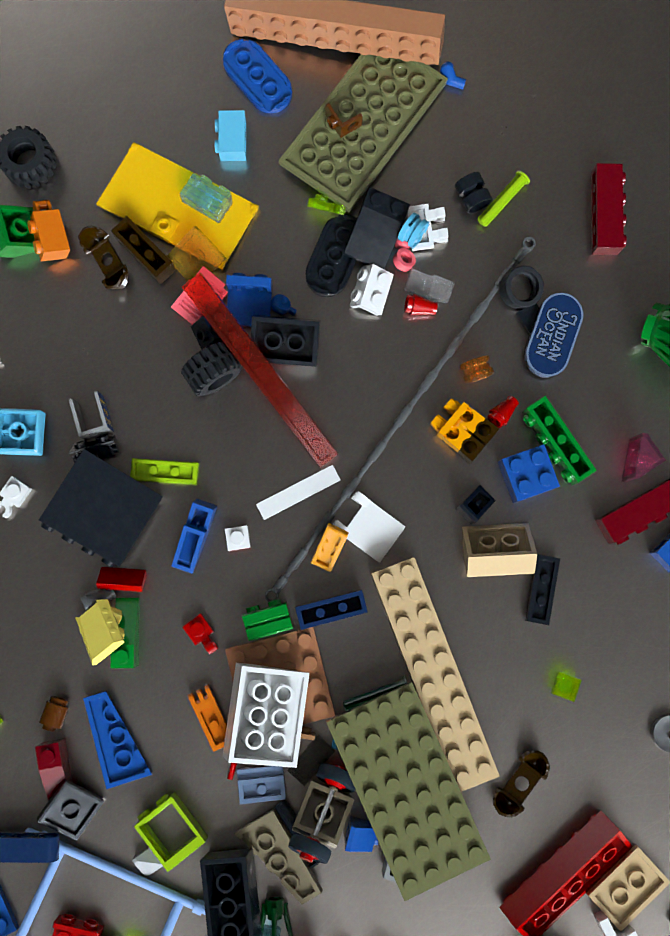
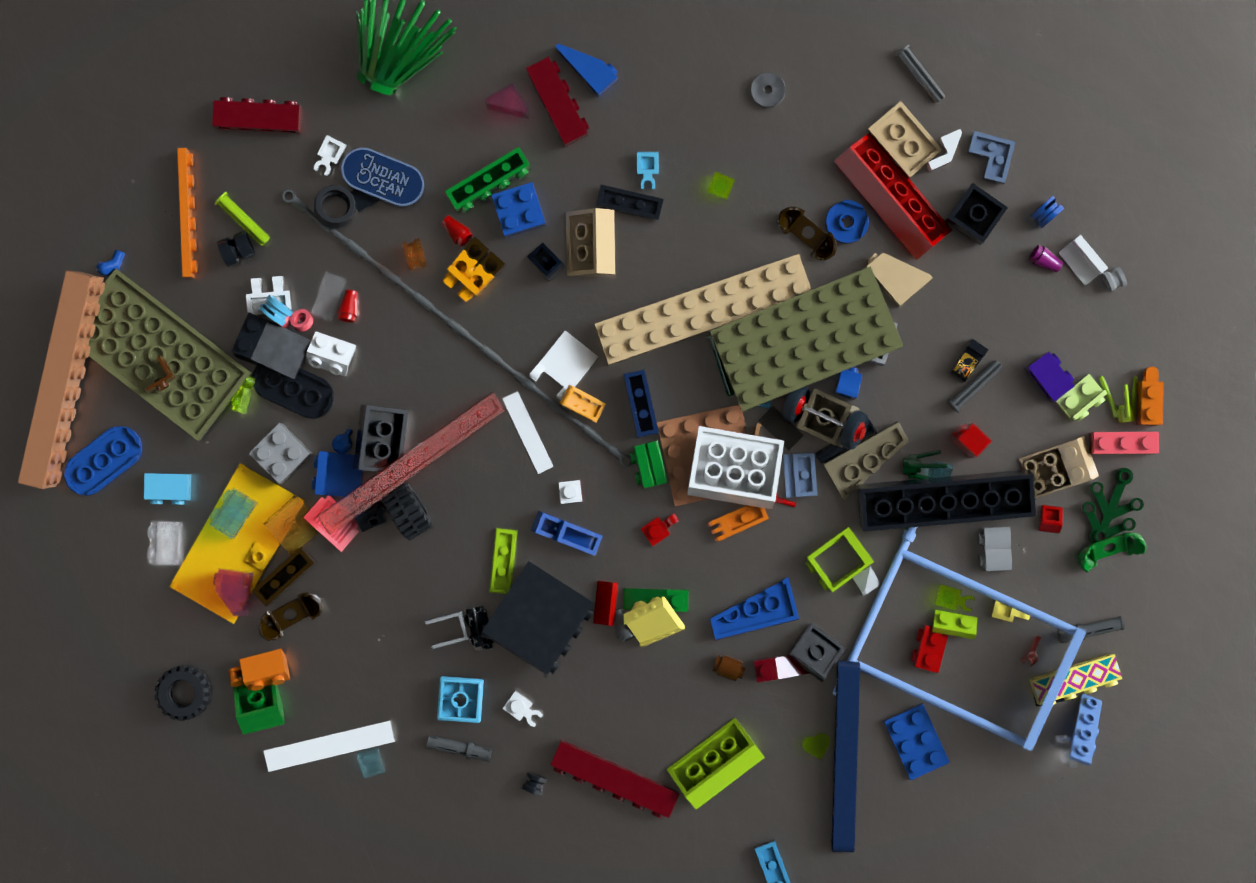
camera: 85 degrees left, 5 degrees up
(126, 197) = (234, 589): none -> clear pink slope
(176, 137) = (165, 543): none -> clear bracket
(268, 243) = (280, 453): none -> light grey brick
(478, 887) = (897, 277): none -> tan slope
(506, 143) = (187, 222): none -> orange plate
(542, 837) = (858, 217): none -> blue plate
(575, 283) = (330, 151): none -> white plate
(583, 607) = (647, 165): none -> medium azure plate

